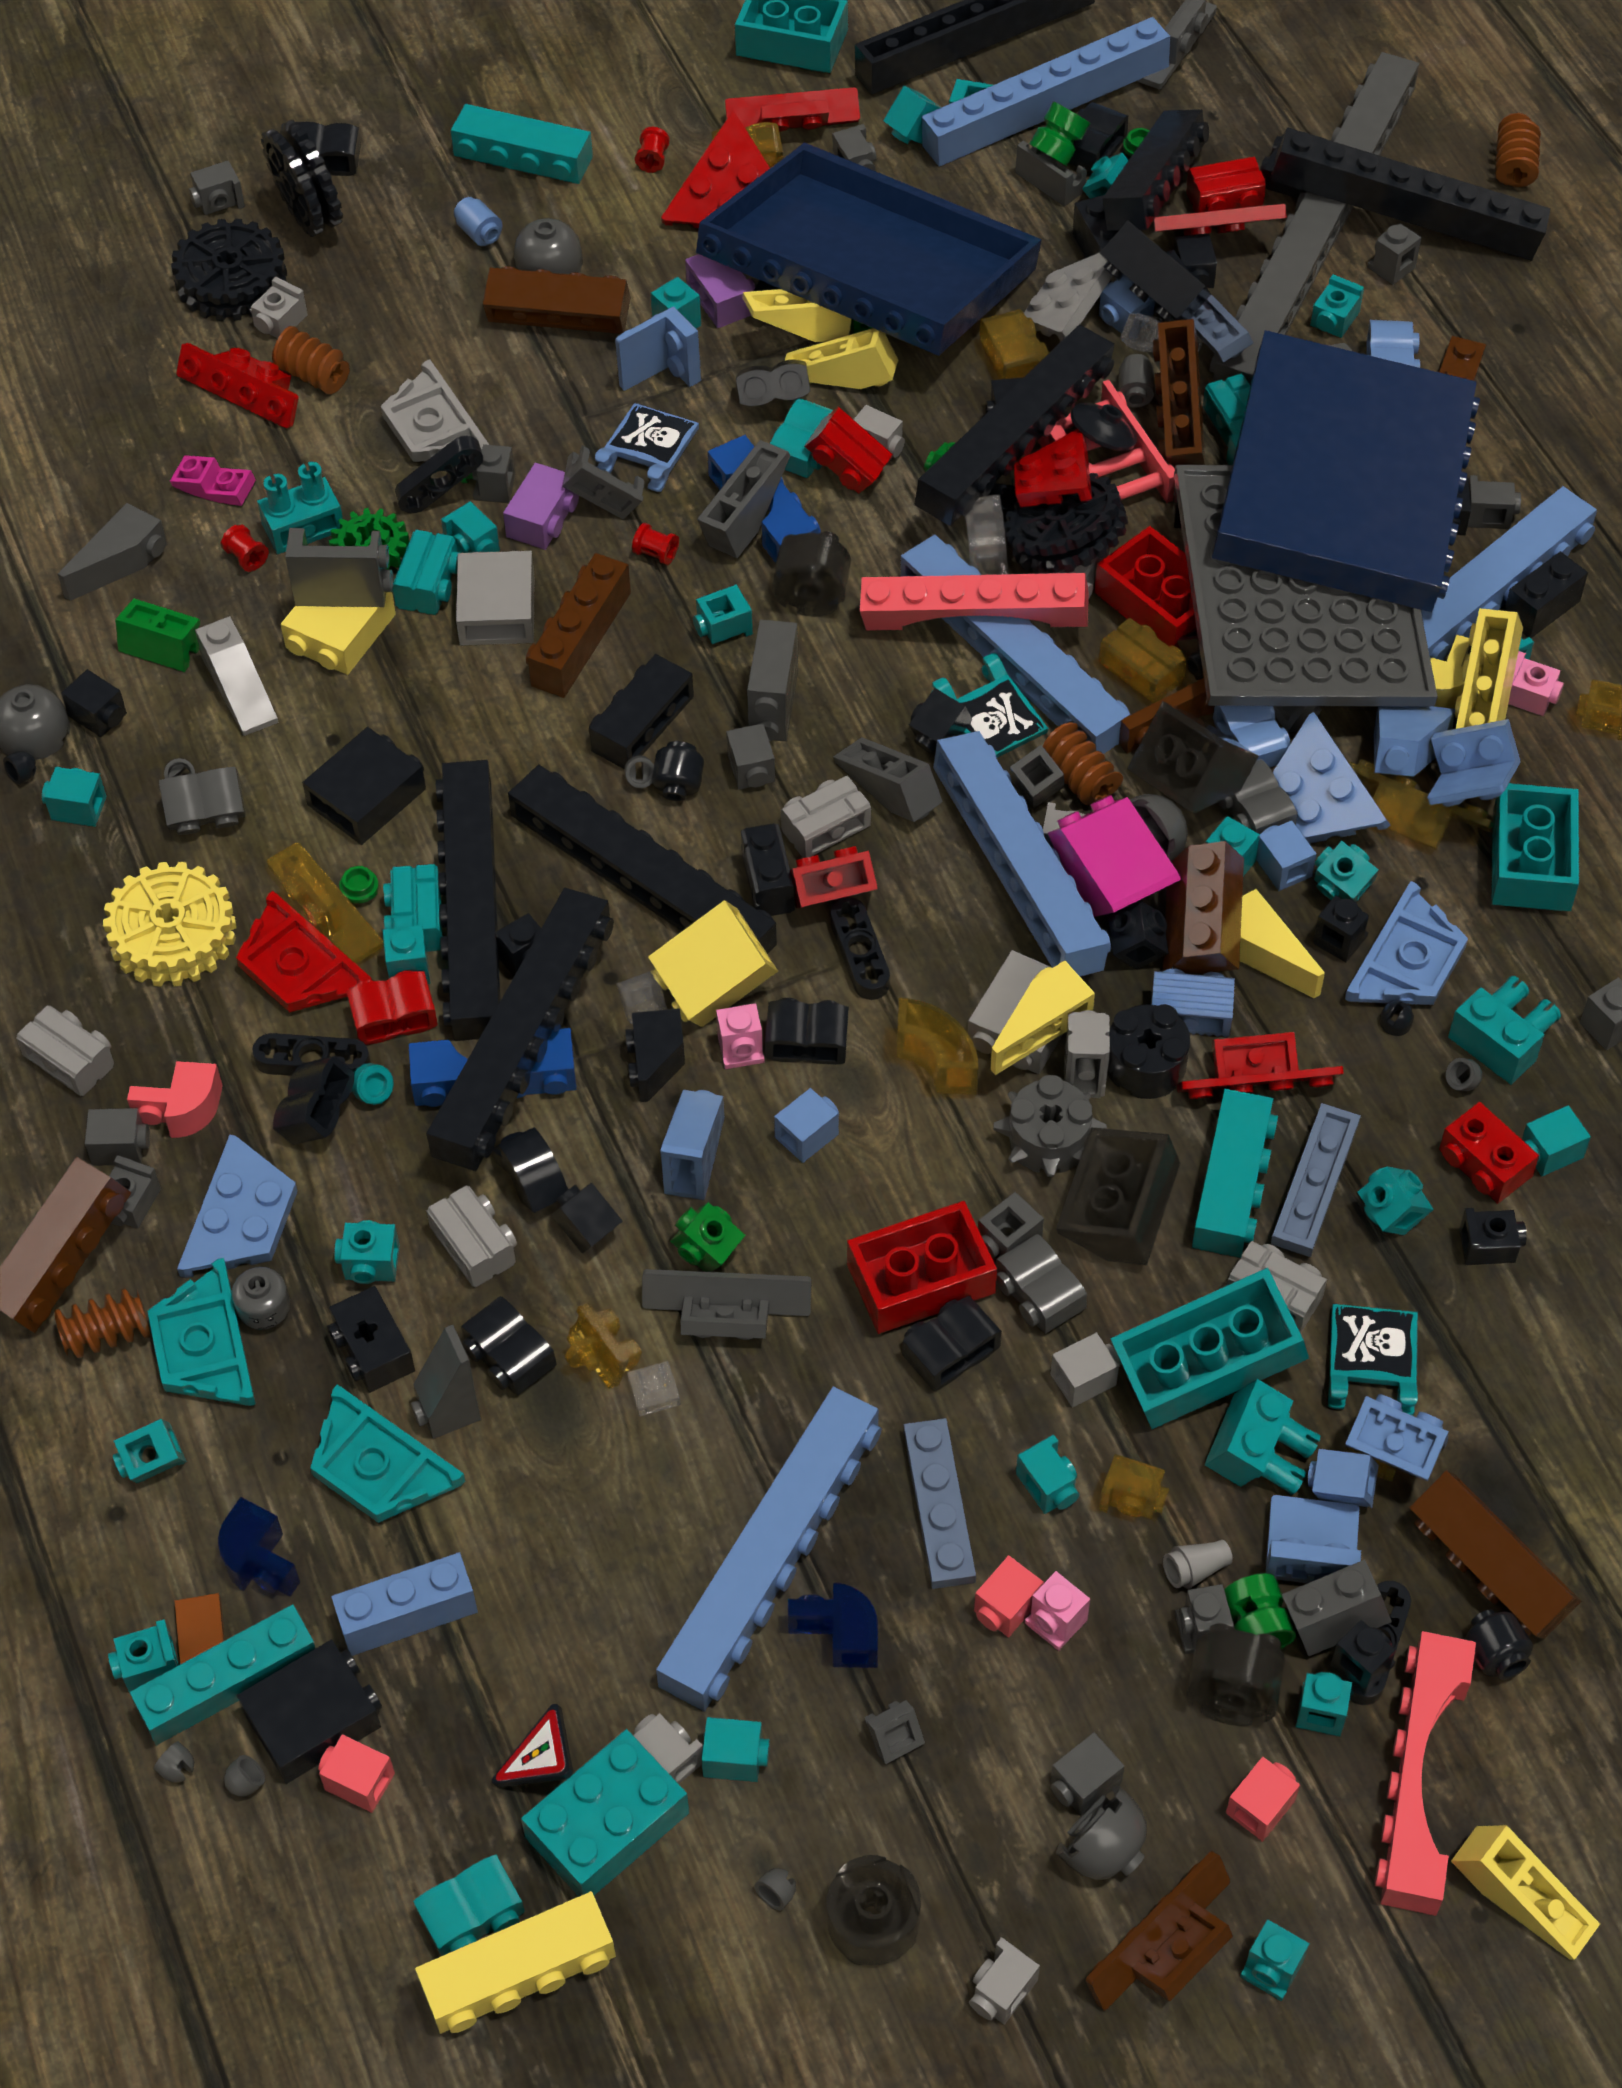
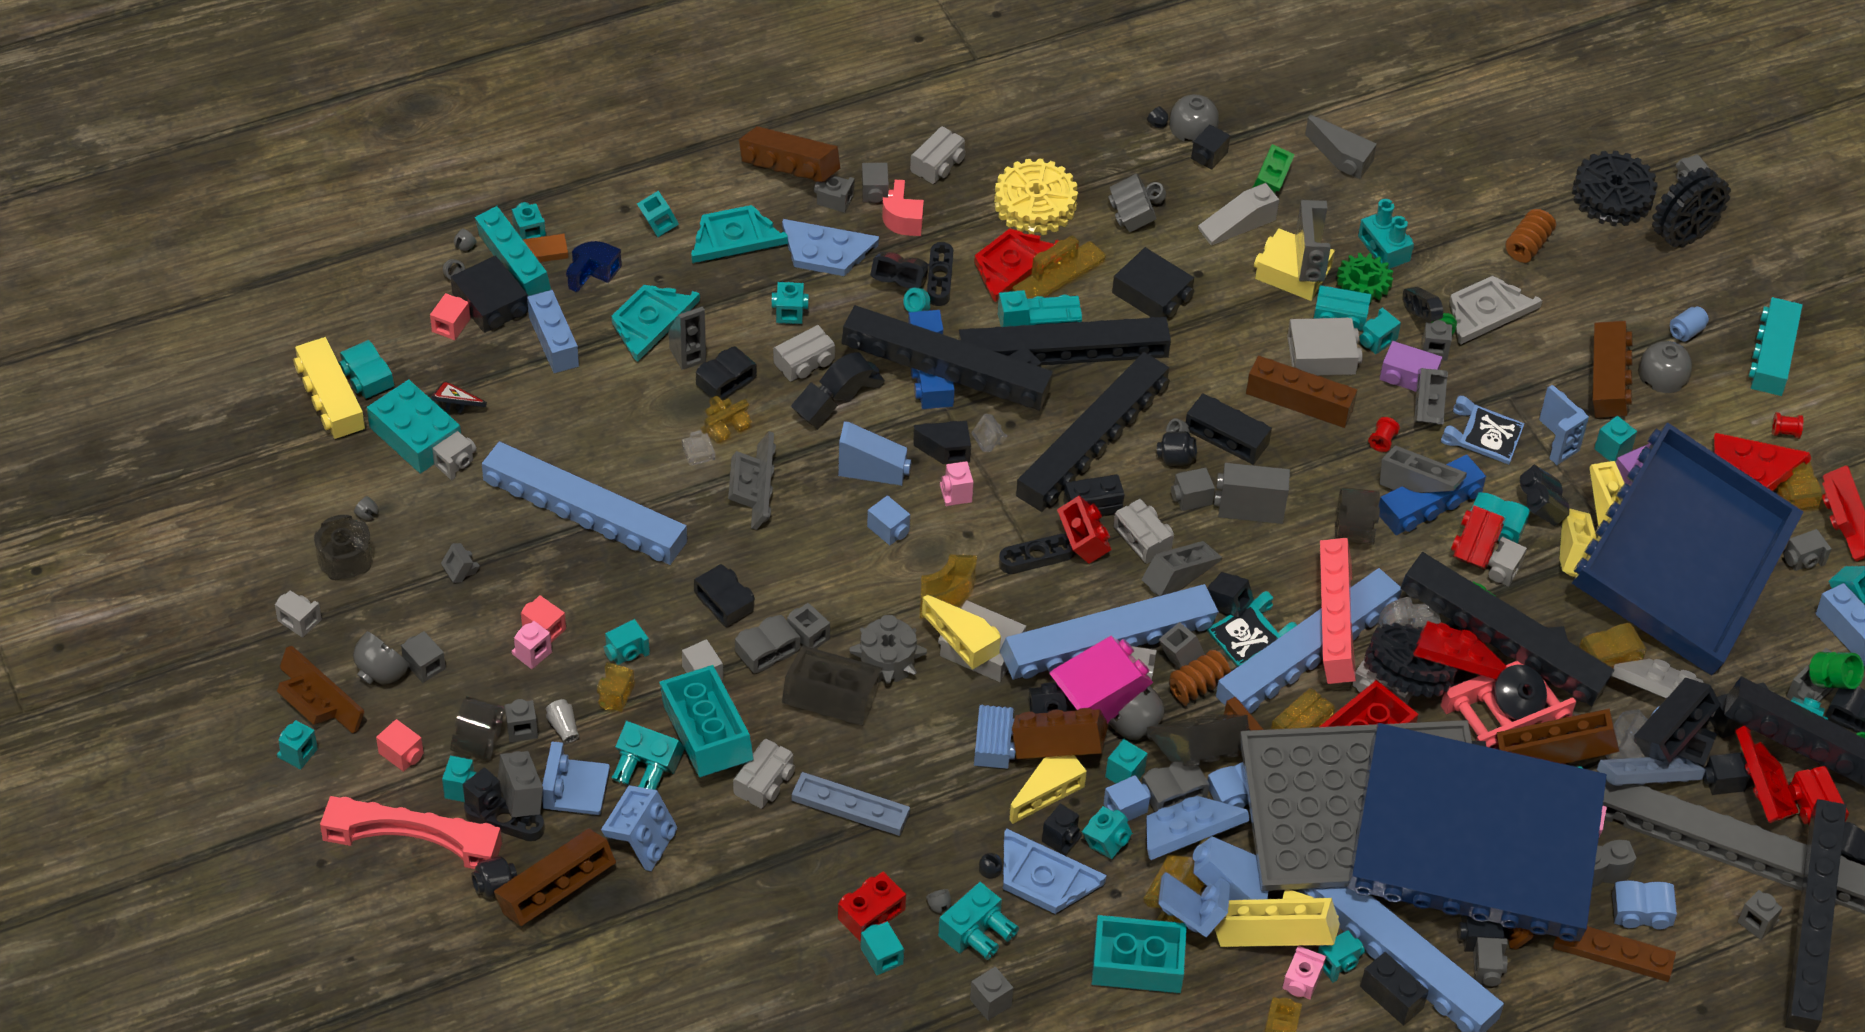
camera: 85 degrees right, 5 degrees down
(74, 796) = (1134, 144): teal brick -> none
(102, 1323) = (743, 184): dark orange piece -> none
(208, 481) = (1416, 195): dark pink slope -> none
(239, 542) = (1356, 211): red bush -> none
(241, 380) = (1512, 203): red bracket -> none
(261, 1298) = (758, 254): dark grey head -> none
(279, 308) = (1579, 217): light grey brick -> none
(337, 144) = (1749, 233): black brick -> none
(359, 884) = (1074, 287): green plate -> none
(364, 1319) = (732, 309): black brick -> none
(392, 1007) = (975, 305): red brick -> none
(706, 1236) = (799, 465): green brick -> none
(712, 964) = (1005, 460): light yellow brick -> none
(723, 615) = (1319, 472): teal brick -> none
(734, 1749) = (452, 485): teal brick -> none
(806, 1031) = (963, 521): black brick -> none
(847, 1617) = (529, 541): clear blue brick -> none
(921, 1266) = (775, 573): red brick -> none
(939, 1504) = (614, 592): sand blue plate -> none
(1087, 1052) = (941, 665): light grey brick -> none
(1148, 1050) = (950, 706): black brick -> none
(1233, 1173) = (853, 754): teal brick -> none
(1256, 1607) = (527, 740): green wheel -> none
(1257, 1061) = (942, 773): red bracket -> none
(1337, 306) = (1692, 870): teal brick -> none
(1343, 1477) = (609, 793): medium blue brick -> none
(1373, 1349) = (717, 831): flag -> none
(1395, 1200) = (829, 842): teal brick -> none
(1491, 1236) = (803, 901): black brick -> none
(1525, 1888) = (328, 878): light yellow slope -> none

